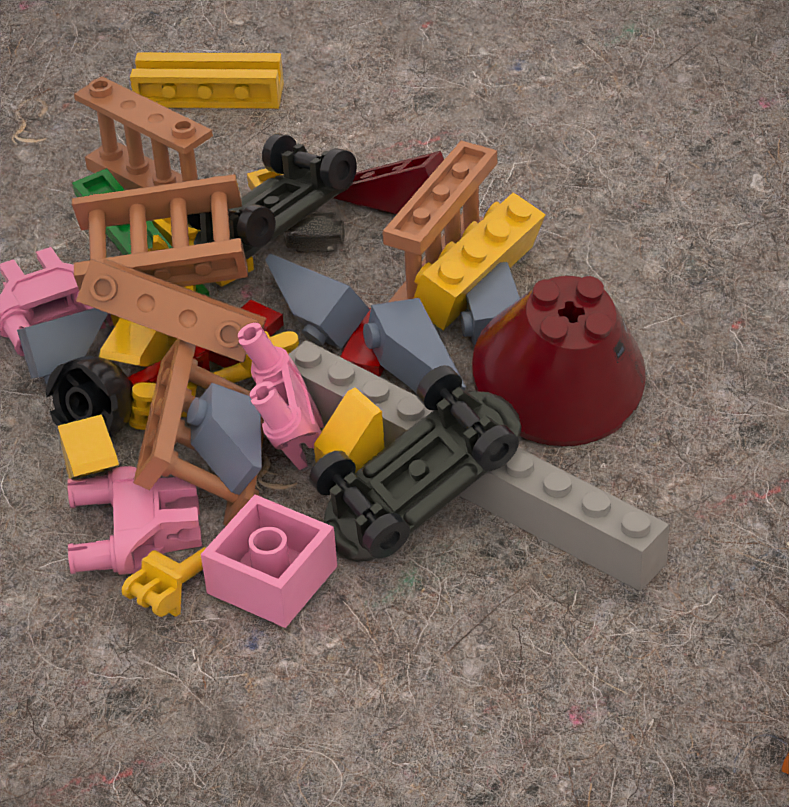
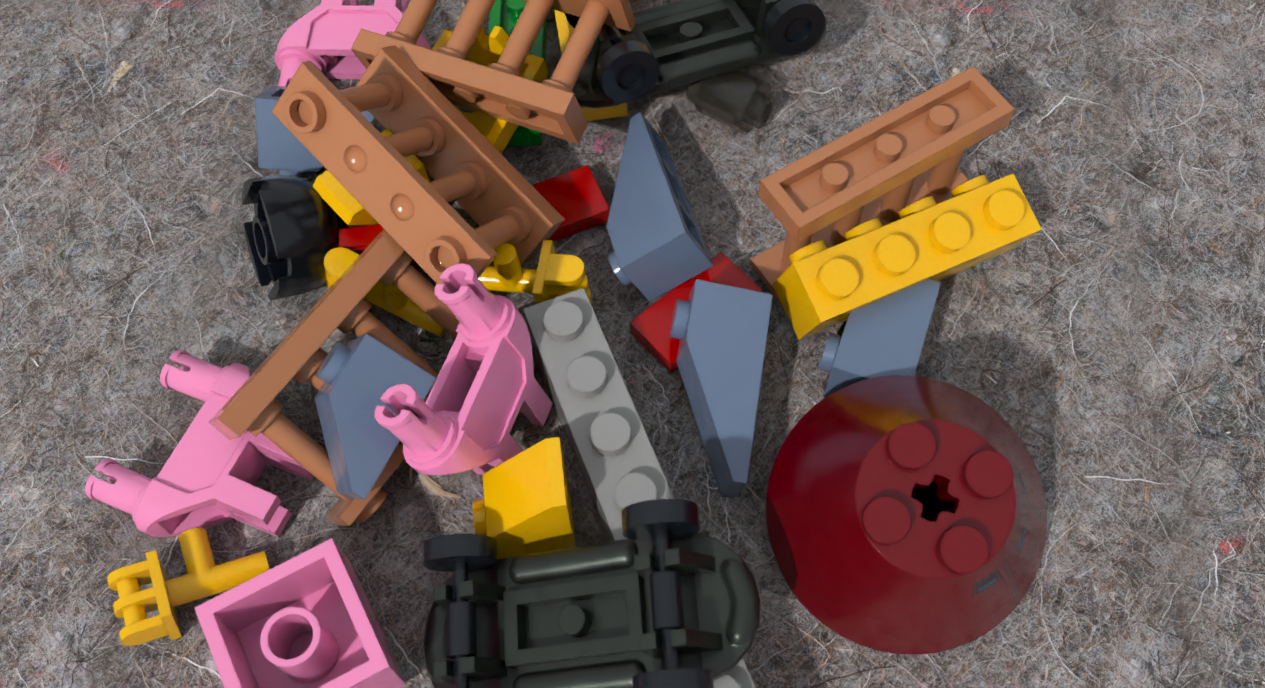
camera: 30 degrees right, 20 degrees up
(87, 447) = (206, 332): yellow slope -> none
(391, 184) = (876, 67): dark red slope -> none

